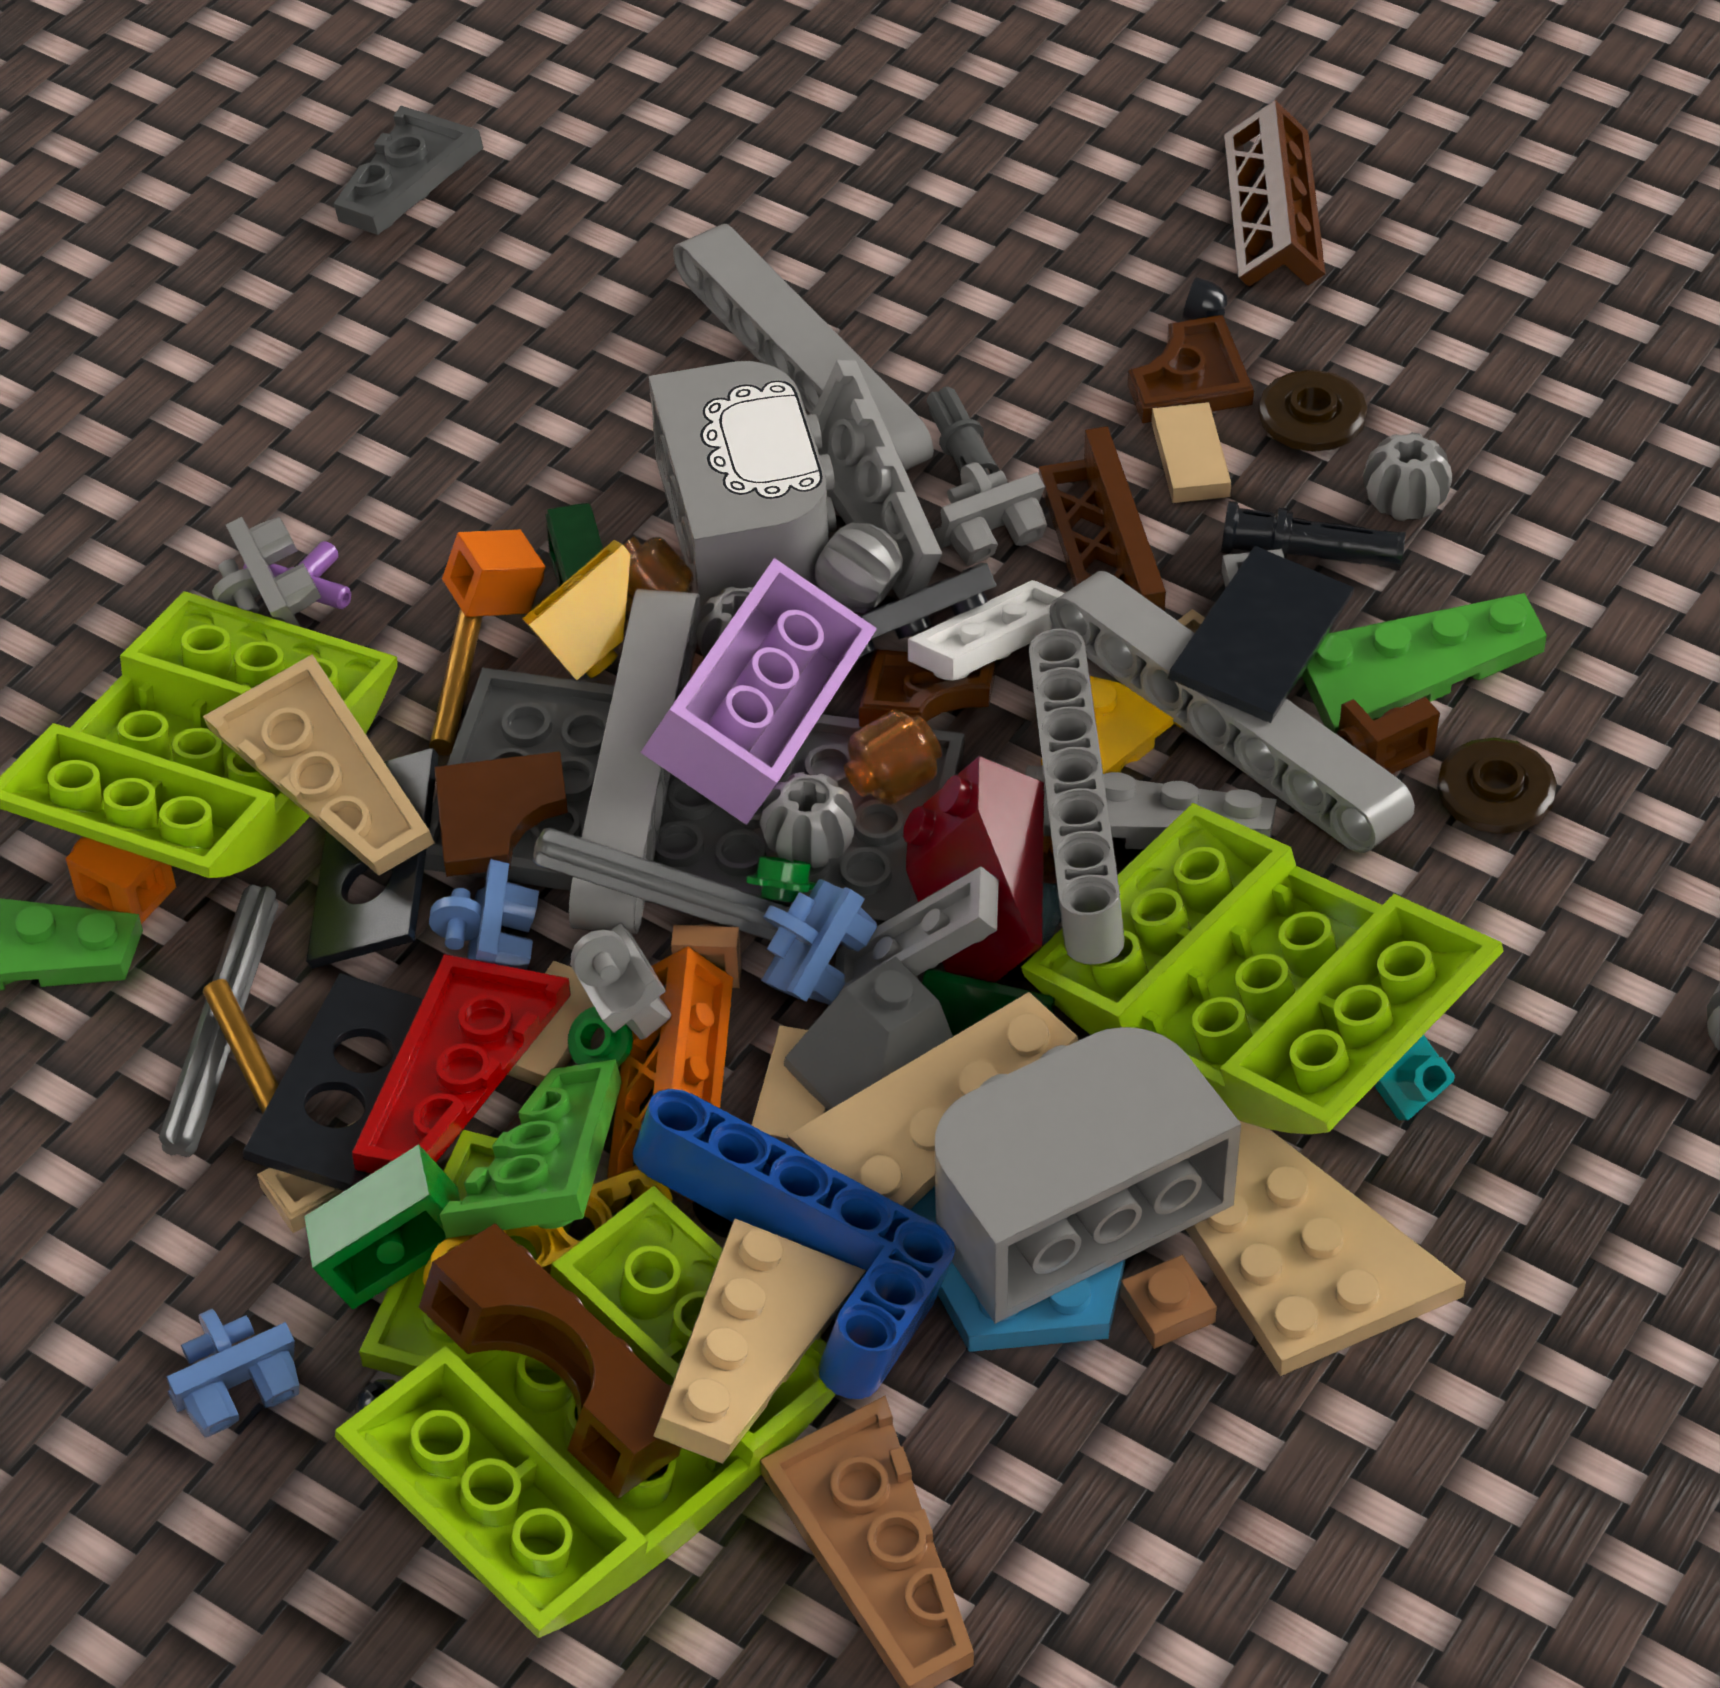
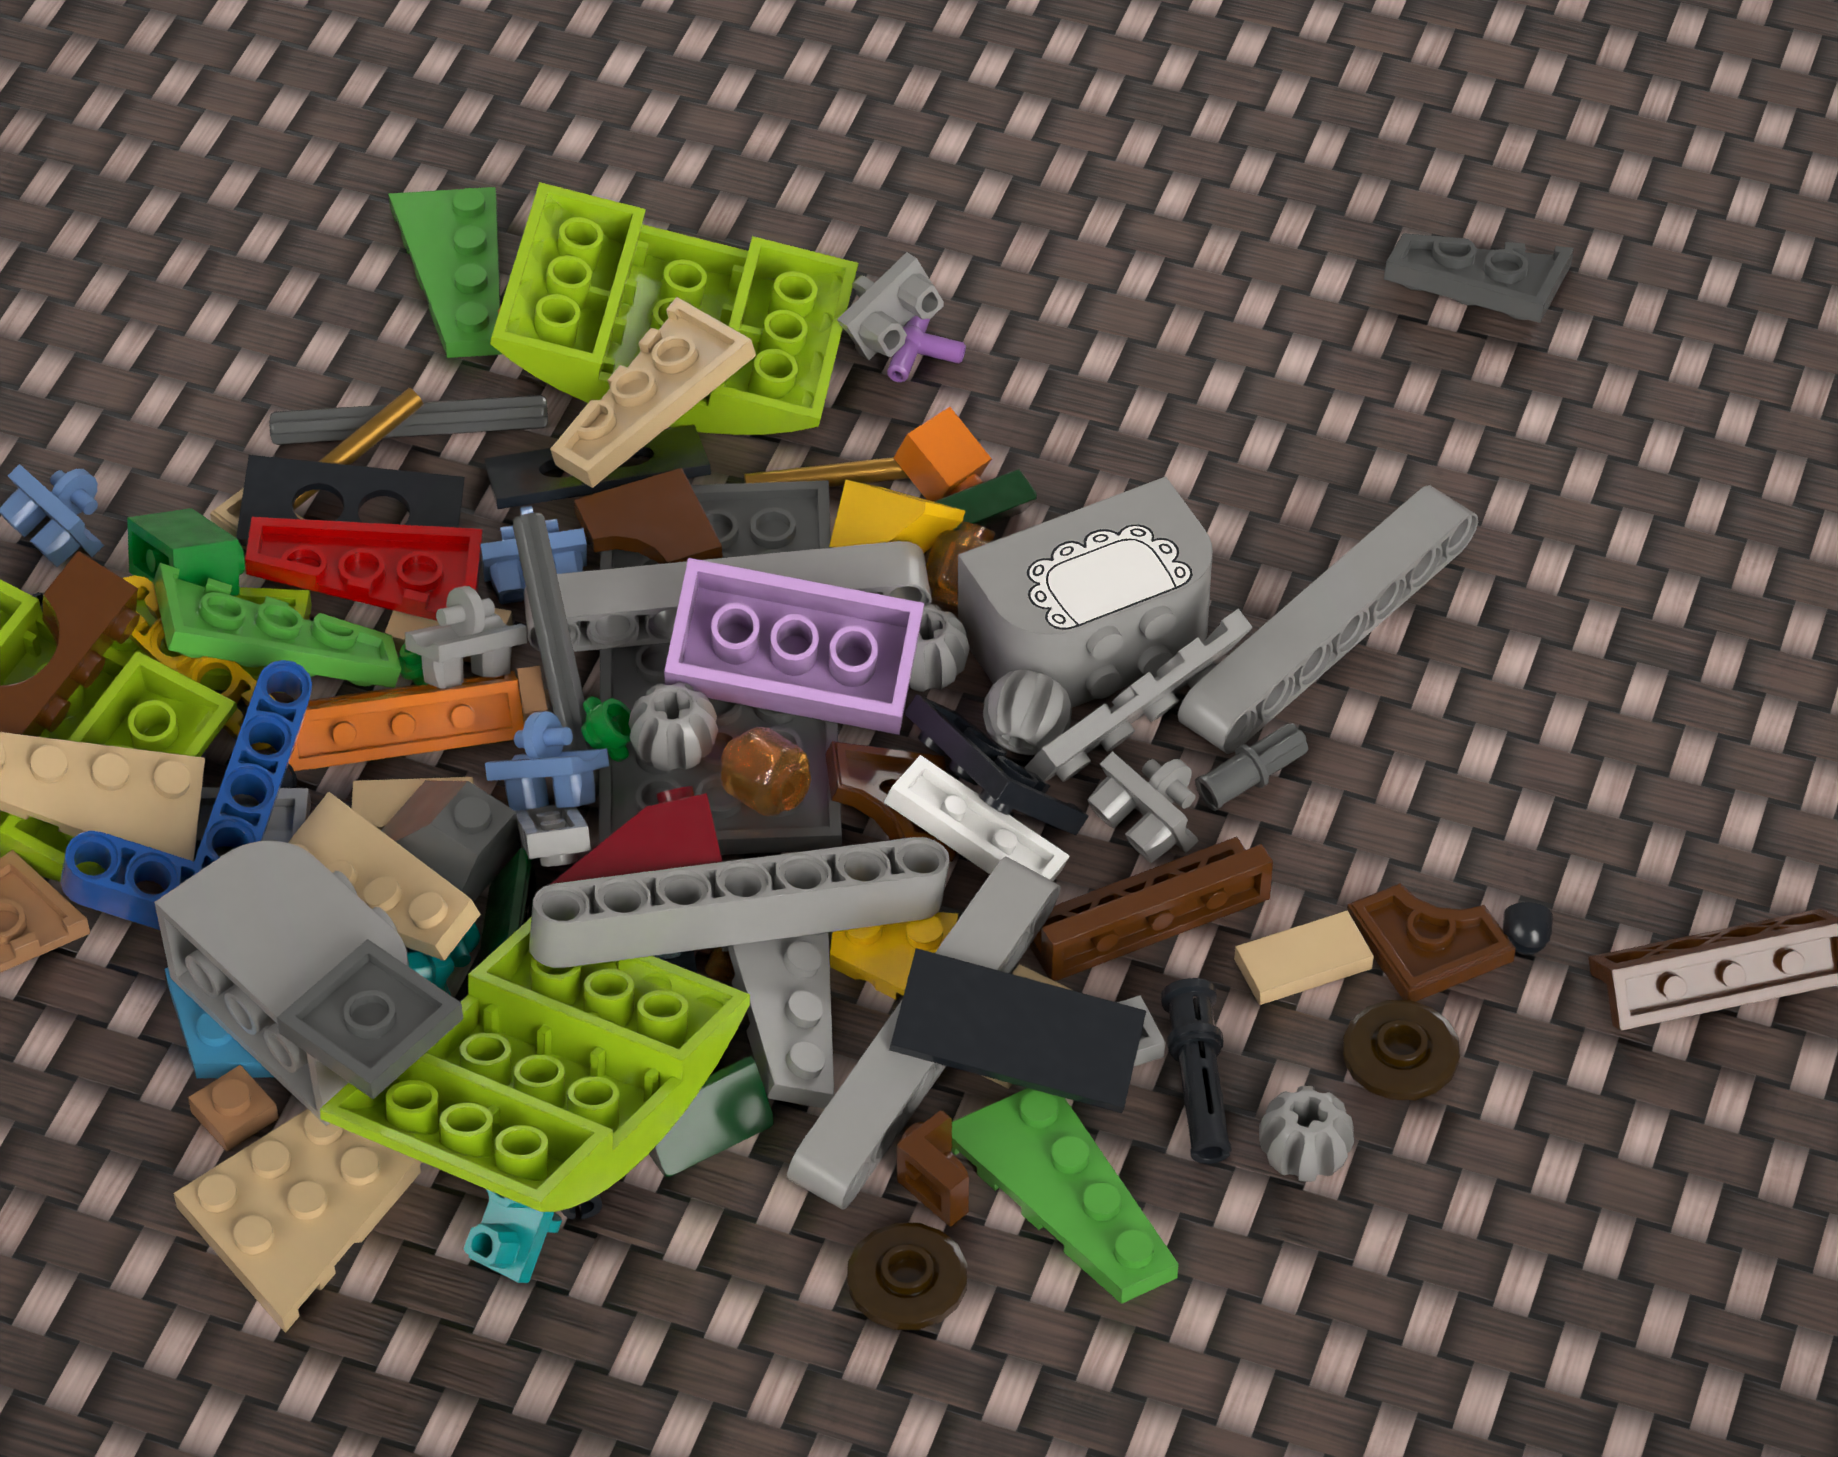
camera: 75 degrees right, 0 degrees up
(1224, 1058) = (370, 1018): none -> dark grey plate

